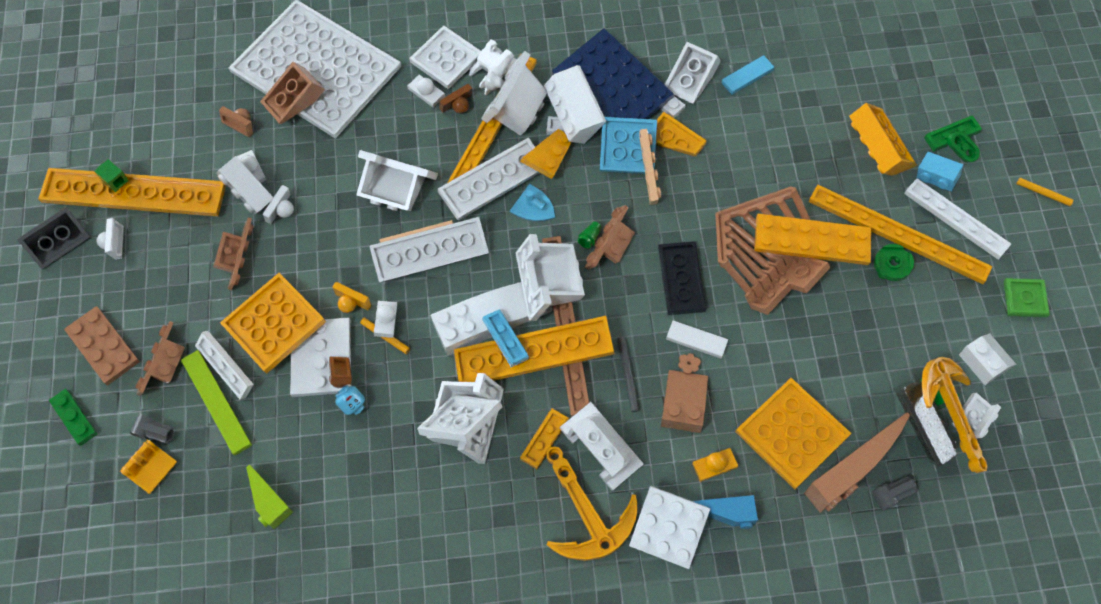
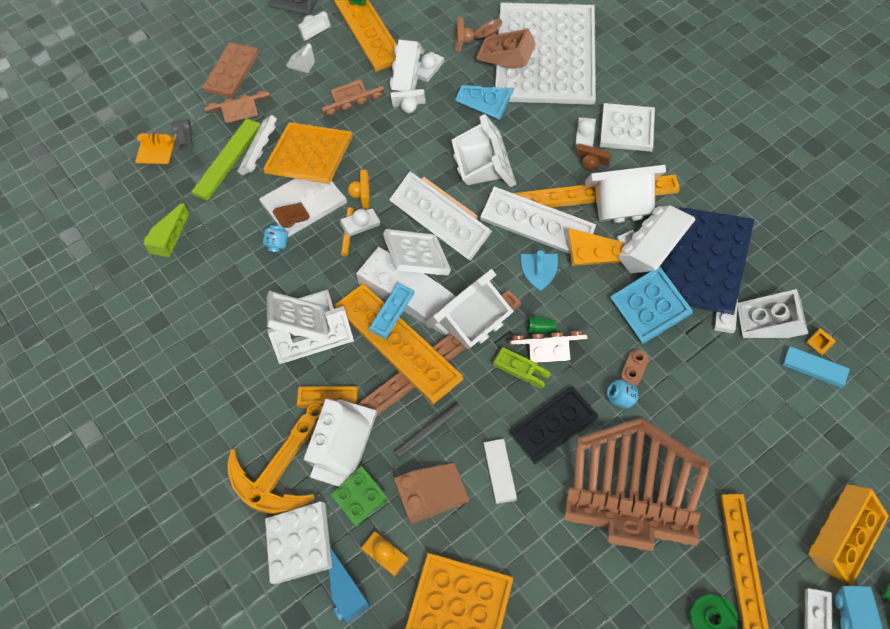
camera: 60 degrees right, 5 degrees down
(73, 417) = (168, 87): green plate -> none
(147, 273) = (302, 59): none -> white slope
(250, 94) = (488, 29): none -> nougat dish
(332, 143) = (485, 99): none -> medium azure wing
(458, 287) = (416, 252): none -> white plate
(495, 63) = (646, 156): white animal -> none
(617, 272) = (520, 367): none -> lime hinge
(648, 160) = (635, 337): light nougat plate -> none
(655, 457) = (359, 496): none -> bright green hinge
(669, 191) = (635, 367): none -> nougat plate
(677, 137) = (695, 340): light orange wing -> none
(689, 359) = (471, 471): nougat plant -> none
(690, 212) = (622, 394): none -> medium azure head
(730, 57) = (821, 341): none -> light orange slope
(813, 239) = (673, 520): light orange plate -> none

